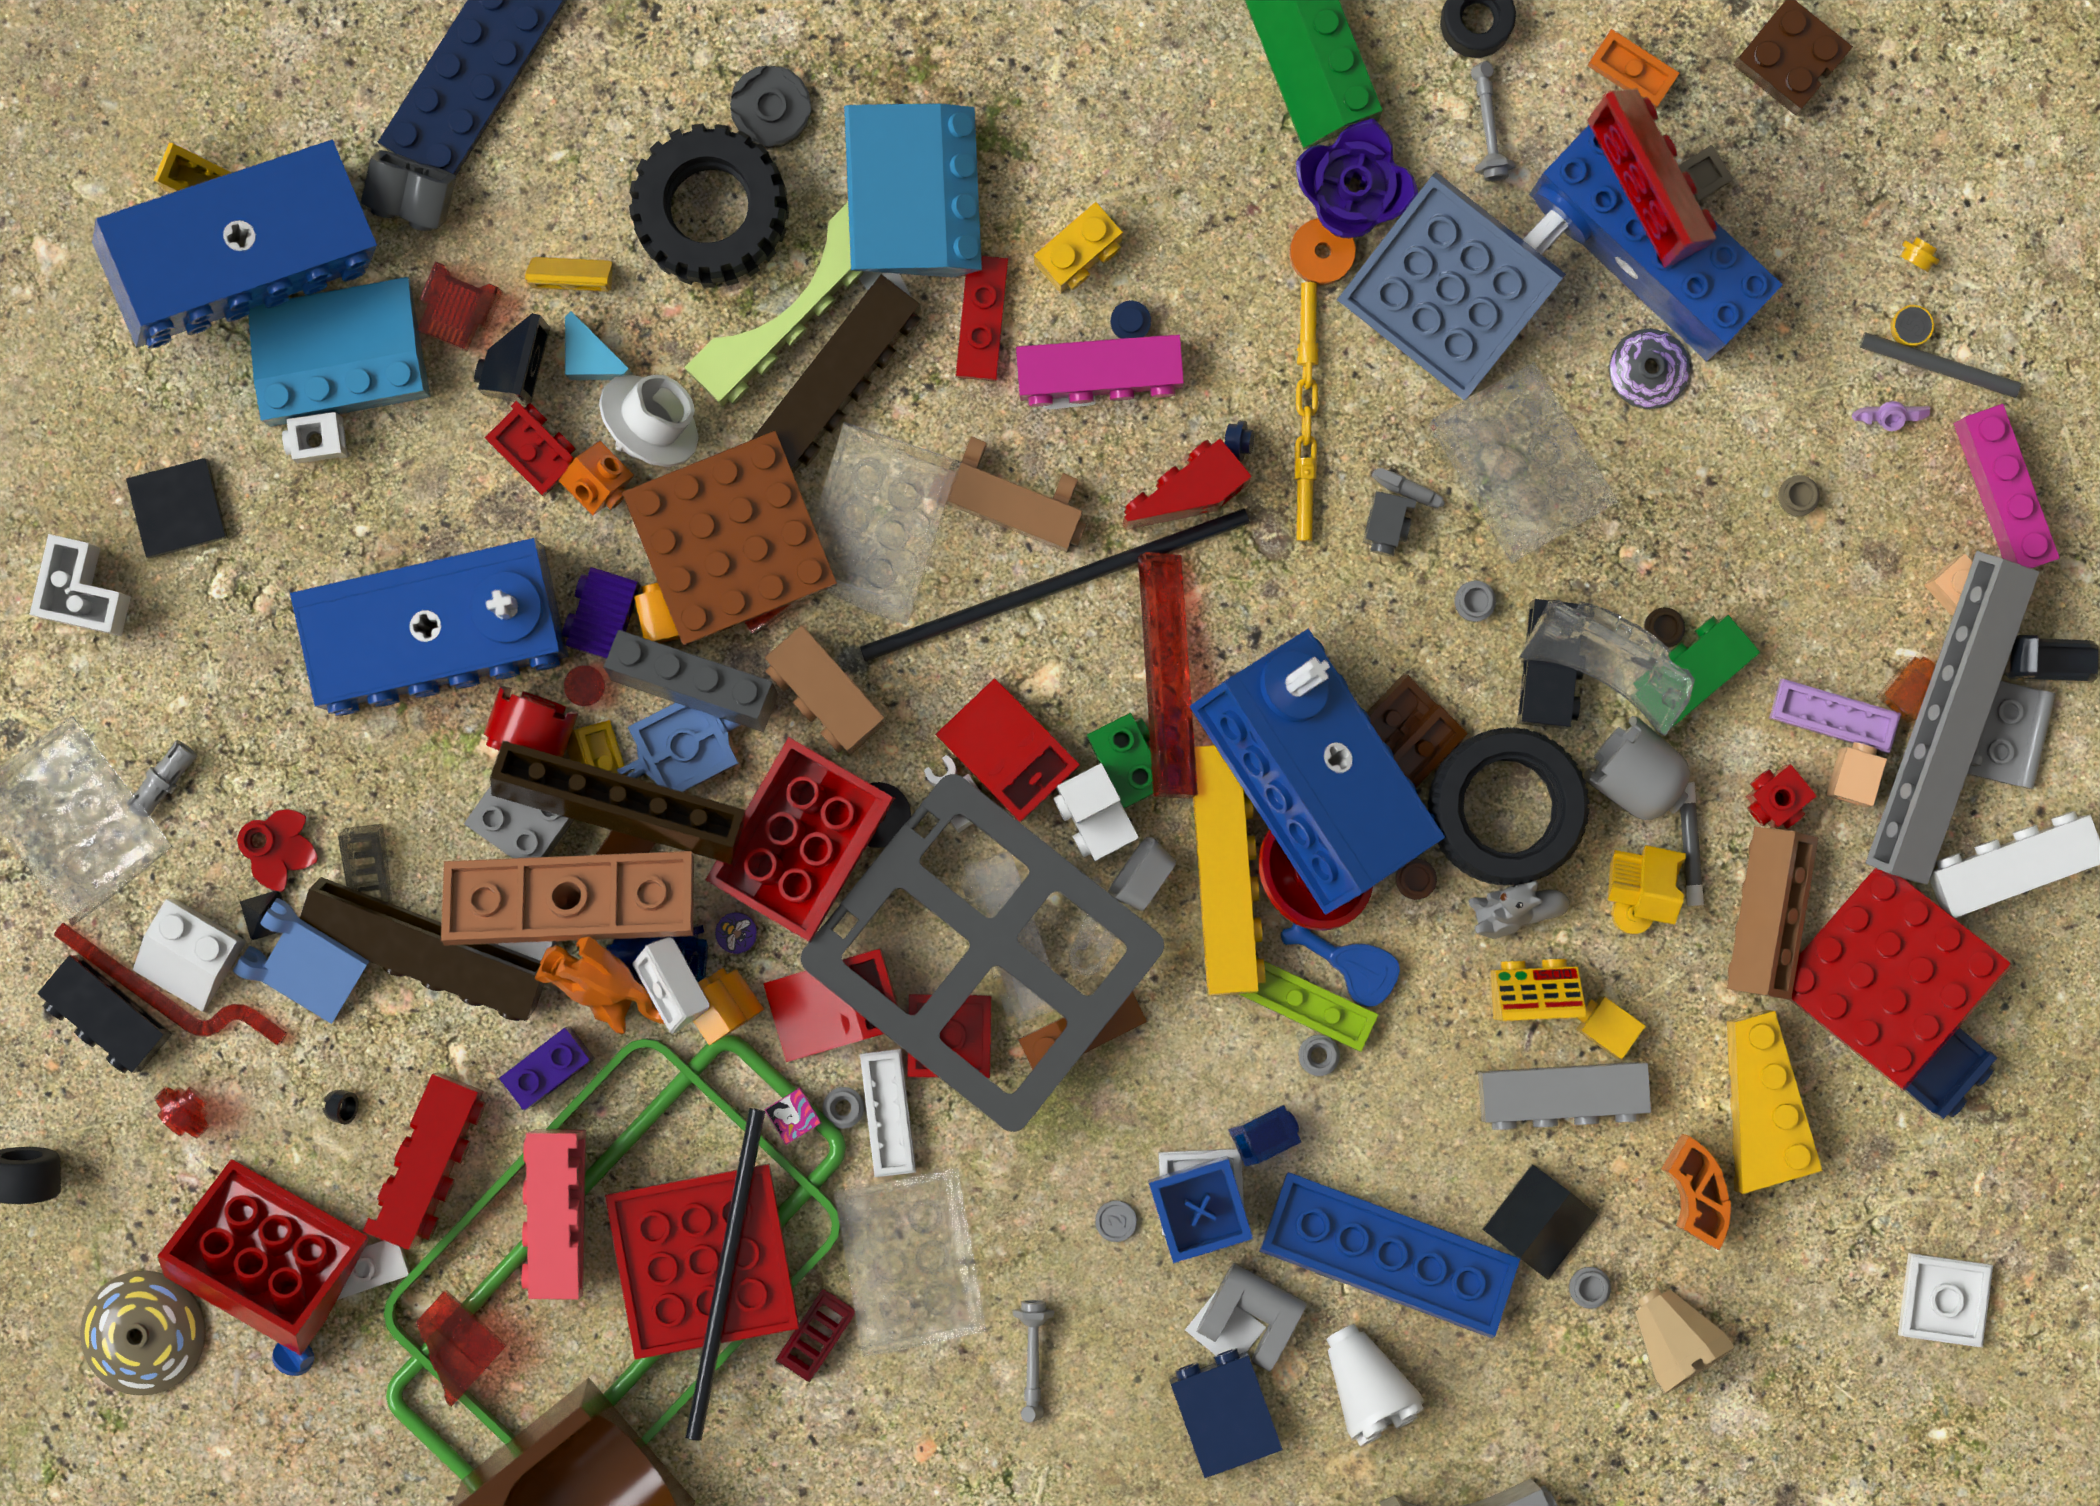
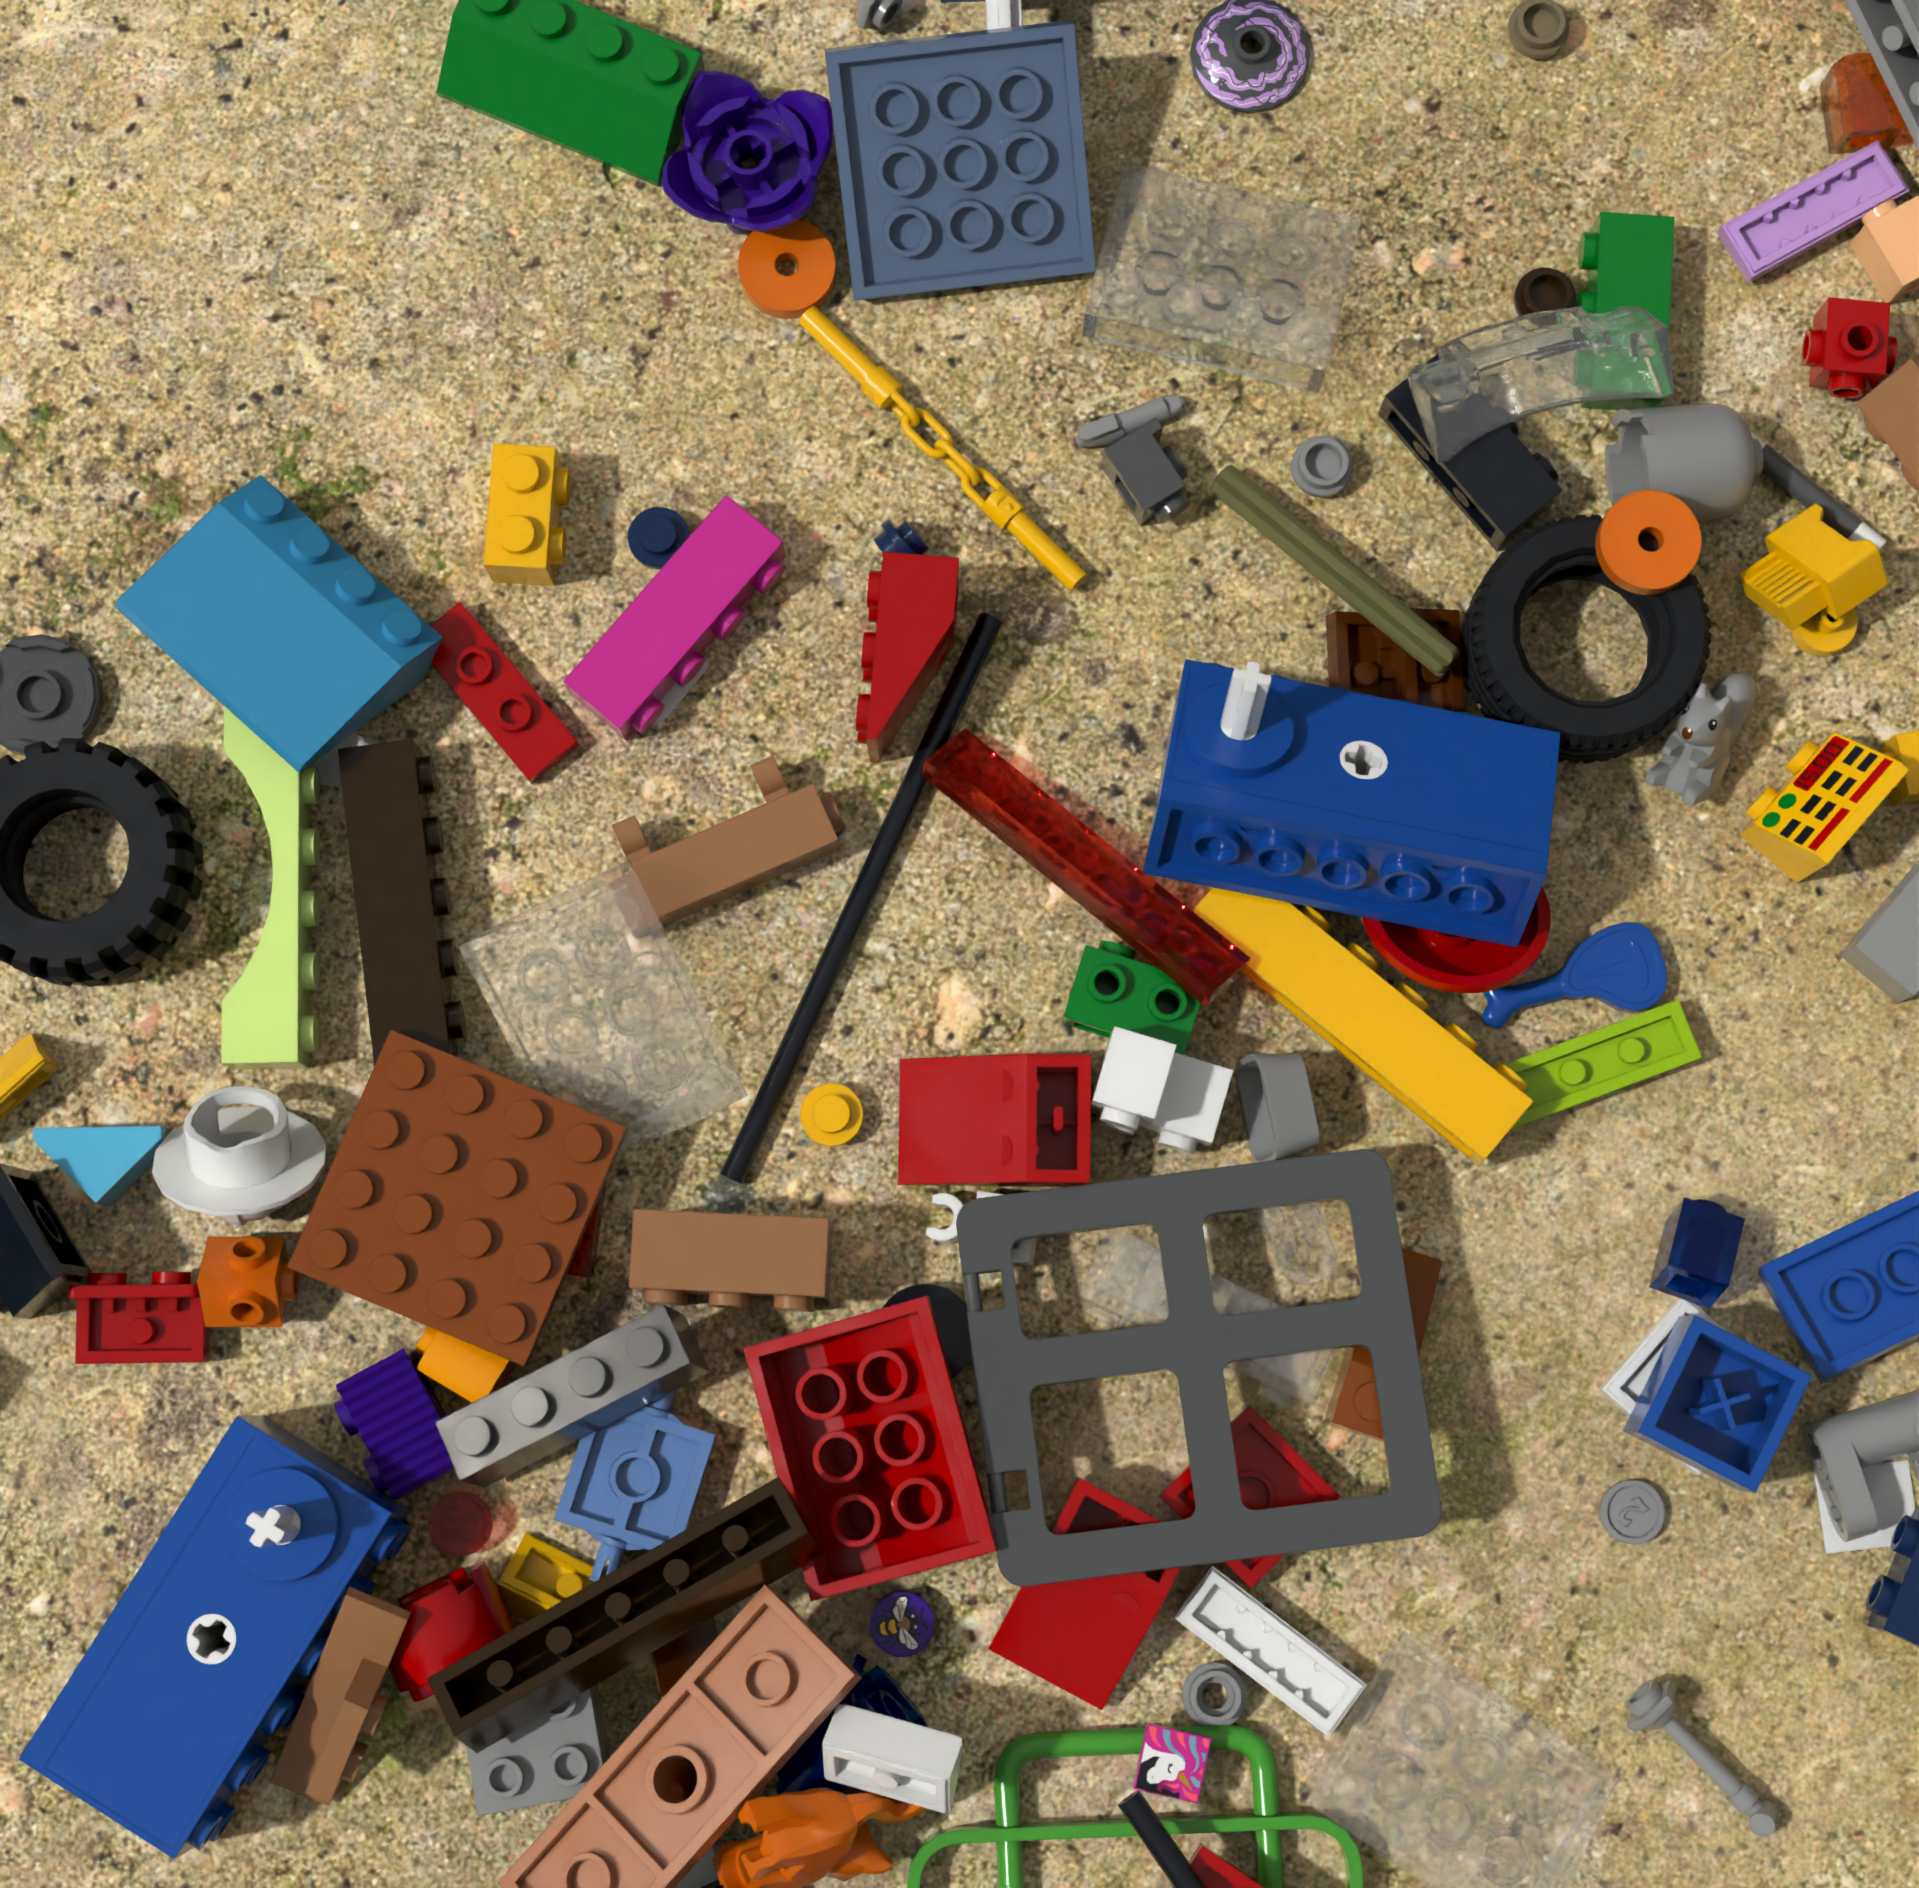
camera: 45 degrees left, 5 degrees down
(454, 711) = (341, 1699): none -> medium nougat bracket
(730, 1005) = (979, 1710): light orange brick -> none
(937, 671) = (831, 1114): none -> yellow plate
(1328, 1064) = (1678, 1103): light grey plate -> none
(1416, 879) = (1572, 818): reddish brown plate -> none
(1427, 656) = (1335, 570): none -> olive axle
(1596, 791) = (1668, 522): none -> orange piece

